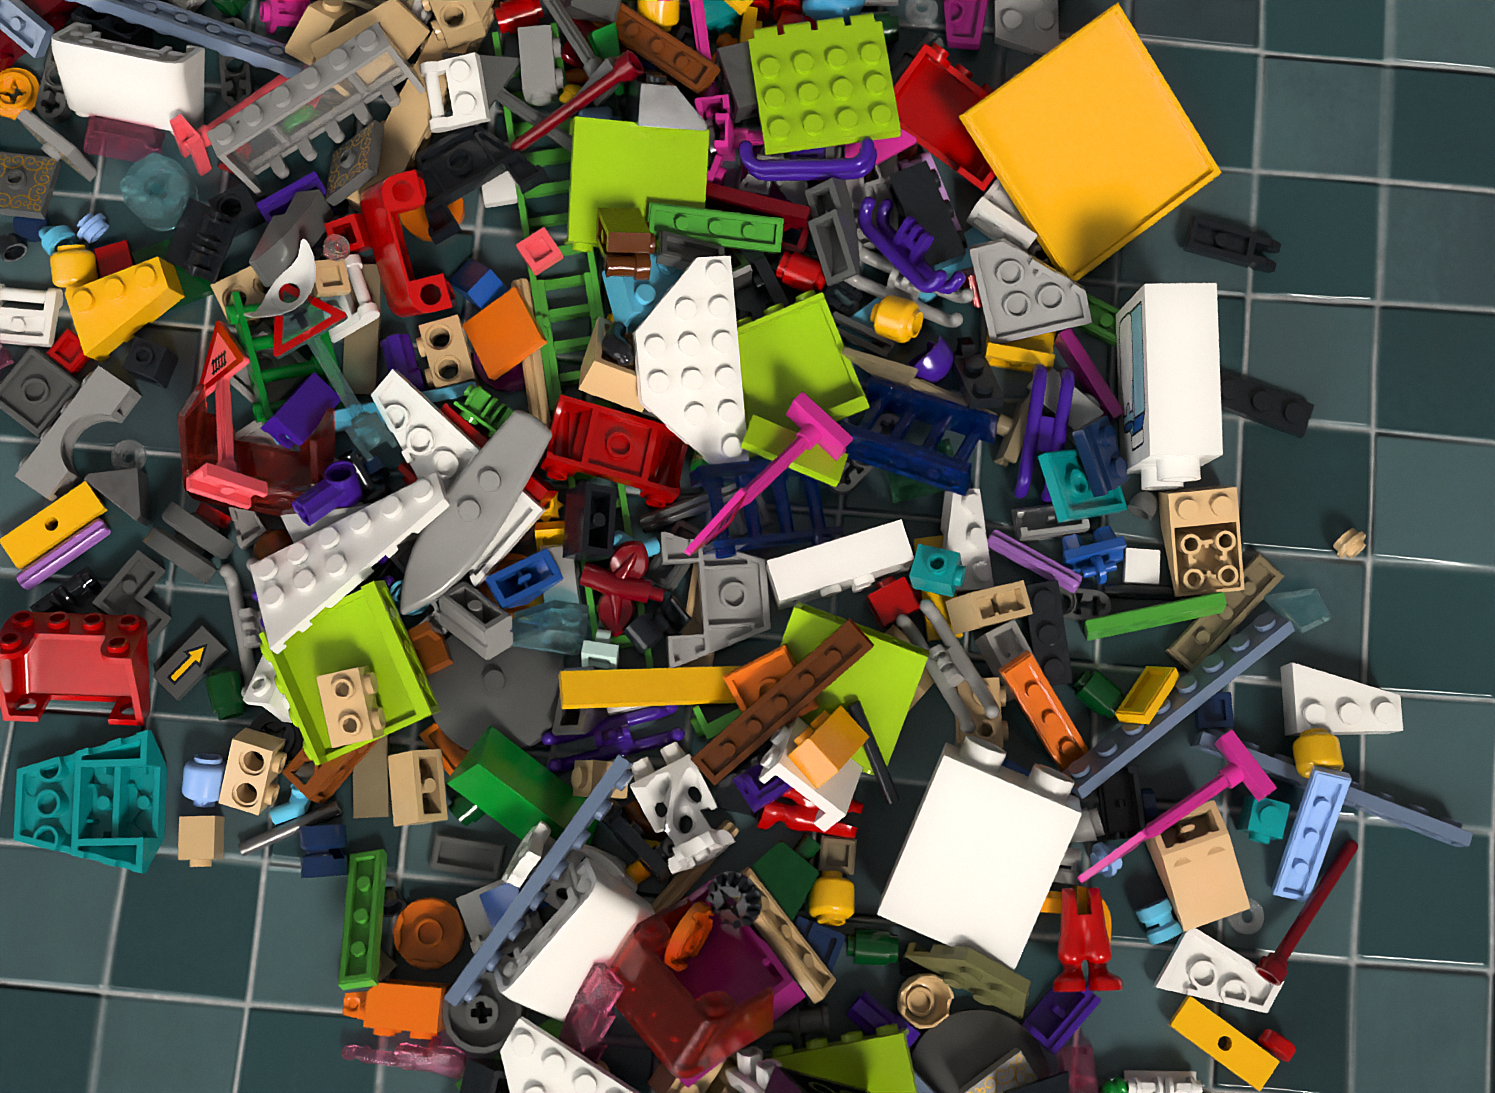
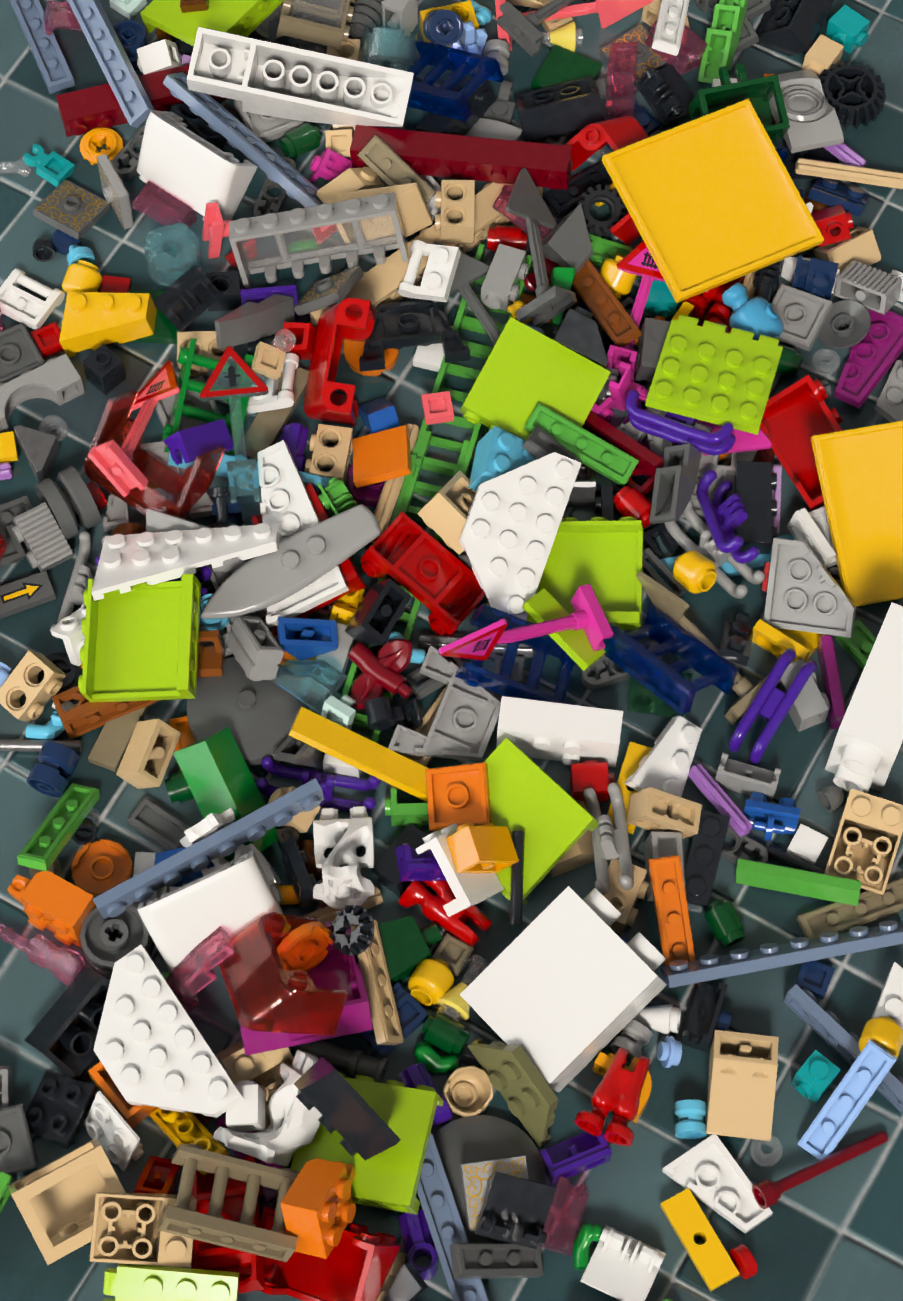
camera: 25 degrees right, 15 degrees down
(92, 227) = (110, 259): light blue plate -> none
(180, 594) = (42, 538): none -> light grey brick
(225, 693) = (37, 625): dark green brick -> none
(302, 274) = (247, 348): white piece -> none
(338, 489) = (196, 507): dark purple piece -> none
(351, 706) = (130, 660): tan brick -> none
(616, 346) = (462, 491): black arm -> none
(625, 69) = (565, 298): dark red piece -> none
(625, 242) = (504, 419): reddish brown hinge -> none
(782, 701) = (462, 802): reddish brown plate -> none
(867, 897) = (452, 1003): none -> piece
(872, 981) = (432, 1060): none -> green arm
(934, 362) = (709, 615): dark purple hair -> none
(937, 570) = (633, 762): teal brick -> none
(1071, 489) = (785, 753): teal tile -> none
(1100, 456) = (809, 737): dark blue plate -> none
(1147, 695) = (763, 937): yellow tile -> none
(1241, 768) = (688, 1035): dark pink piece -> none

